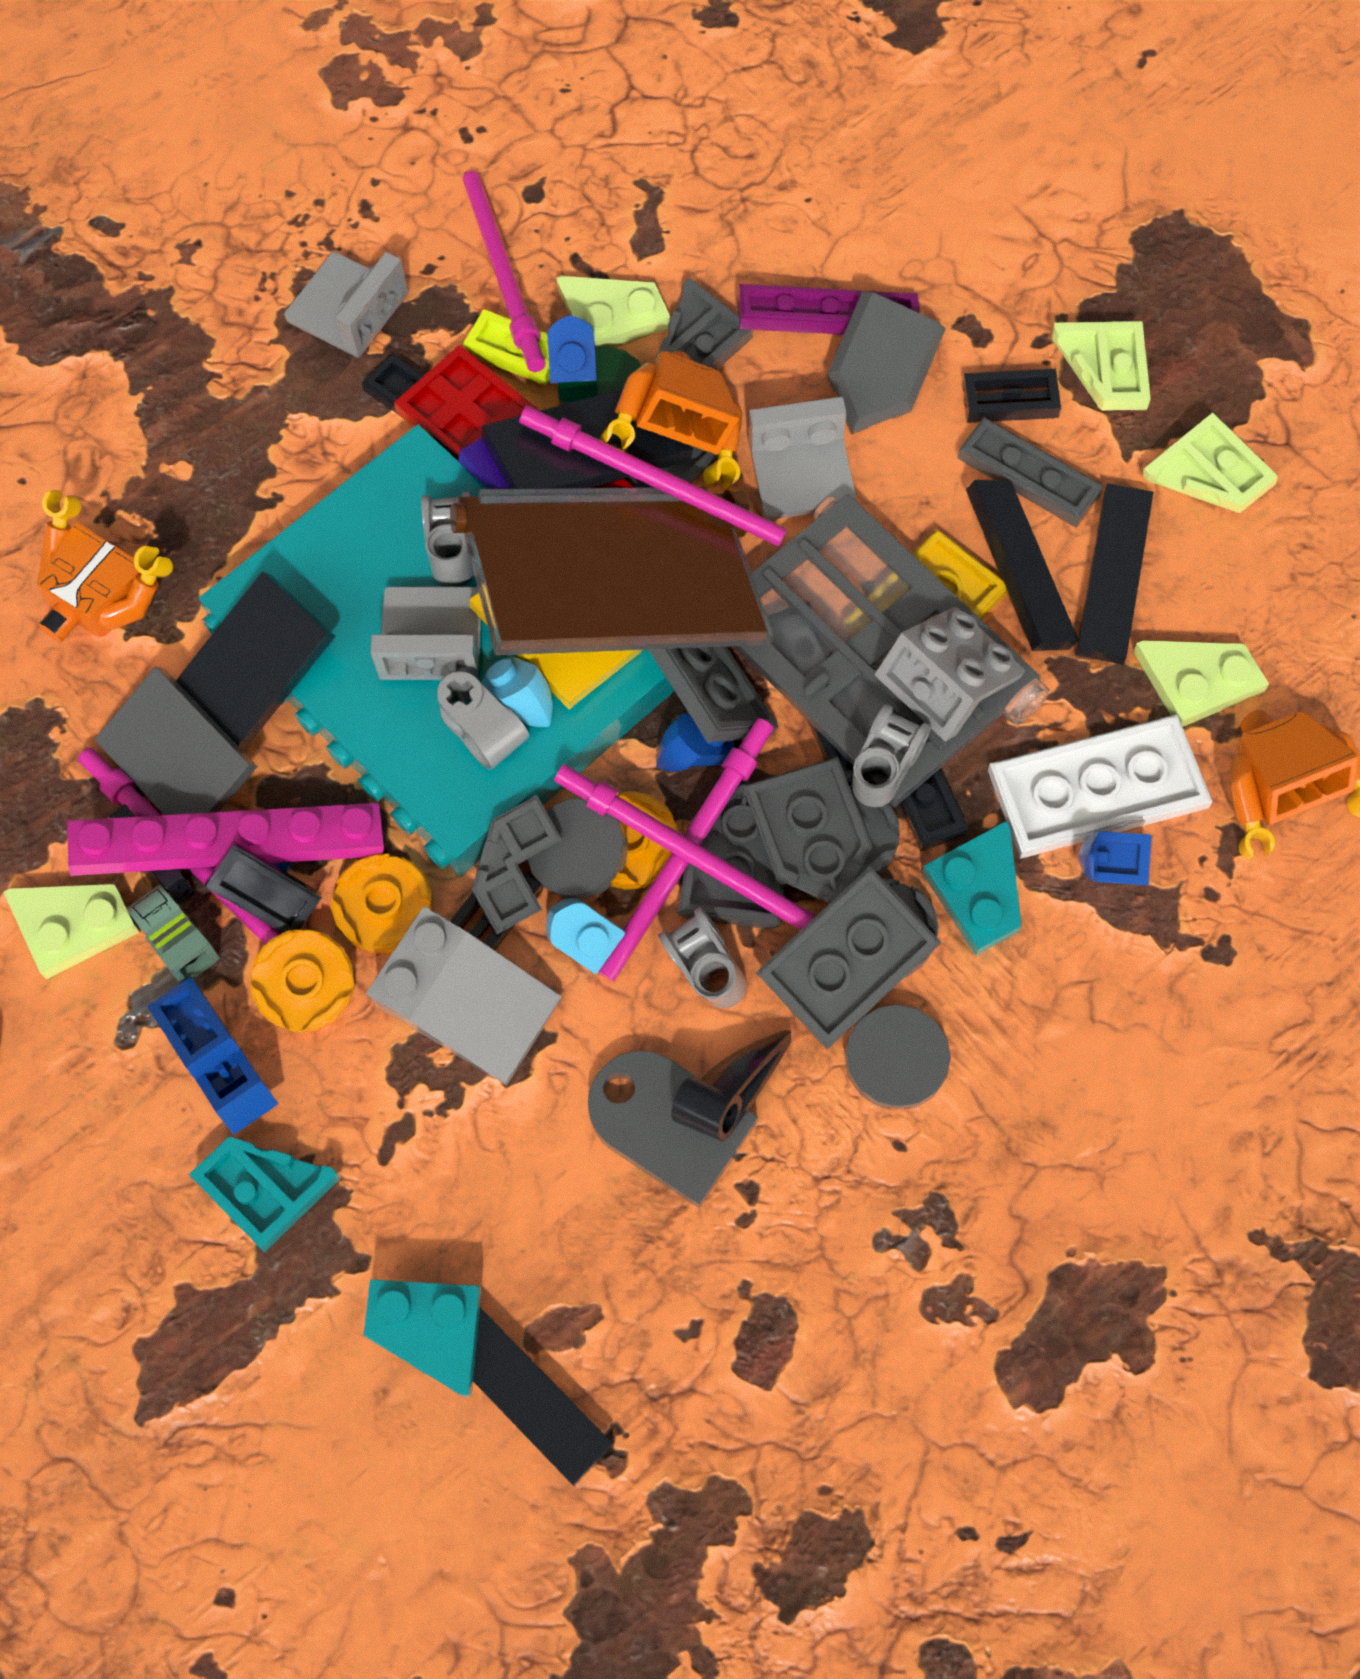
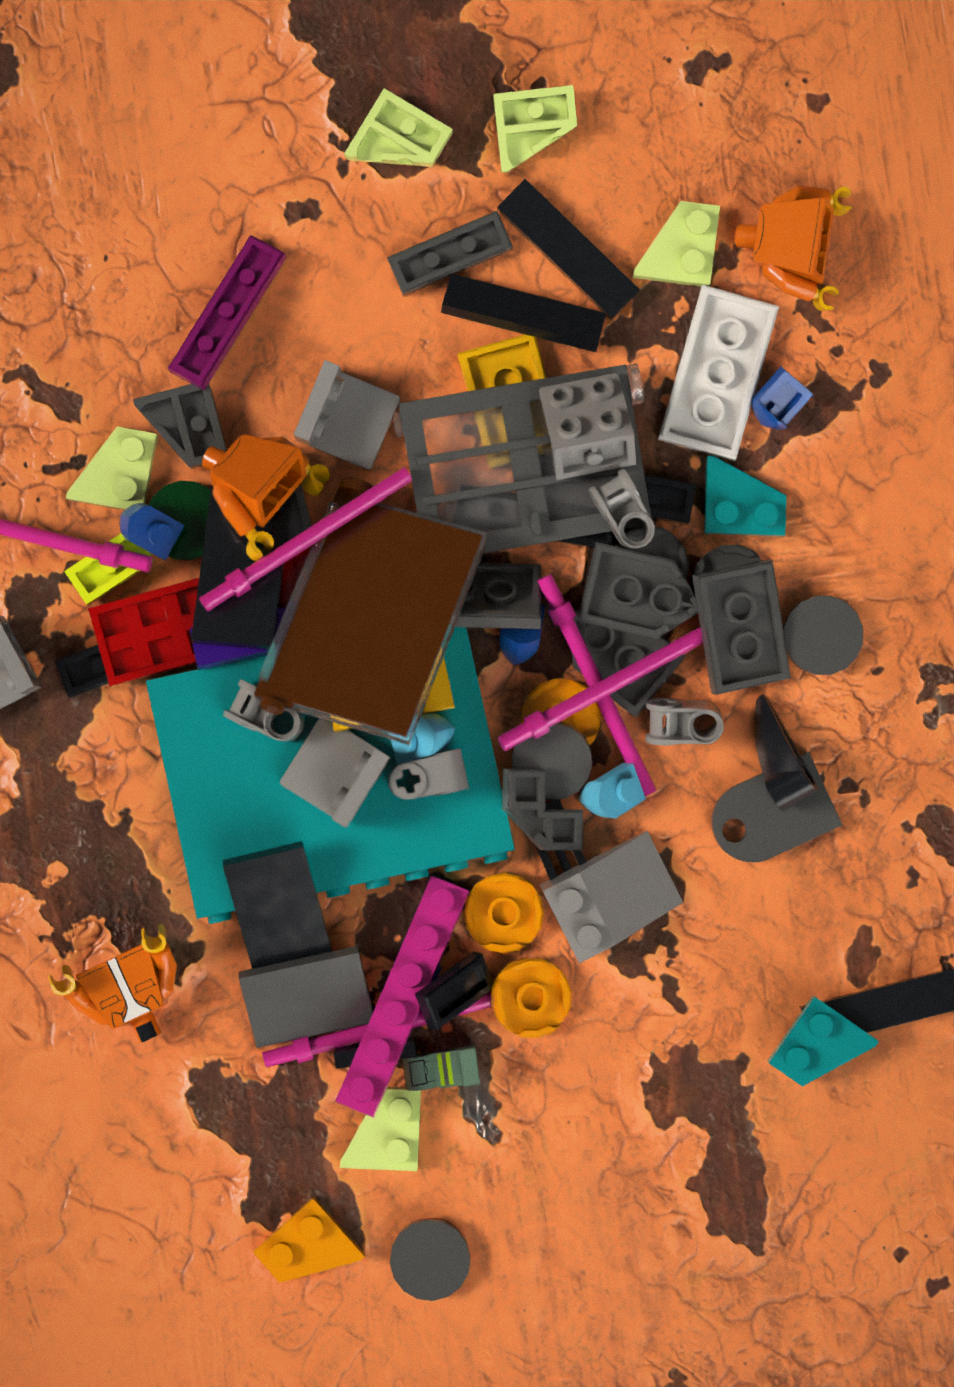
camera: 65 degrees left, 20 degrees up
(212, 1056) = (548, 1086): blue slope -> none
(261, 1187) = (660, 1099): teal wing -> none
(882, 360) = (296, 302): dark grey tile -> none
(1012, 402) = (363, 253): black tile -> none

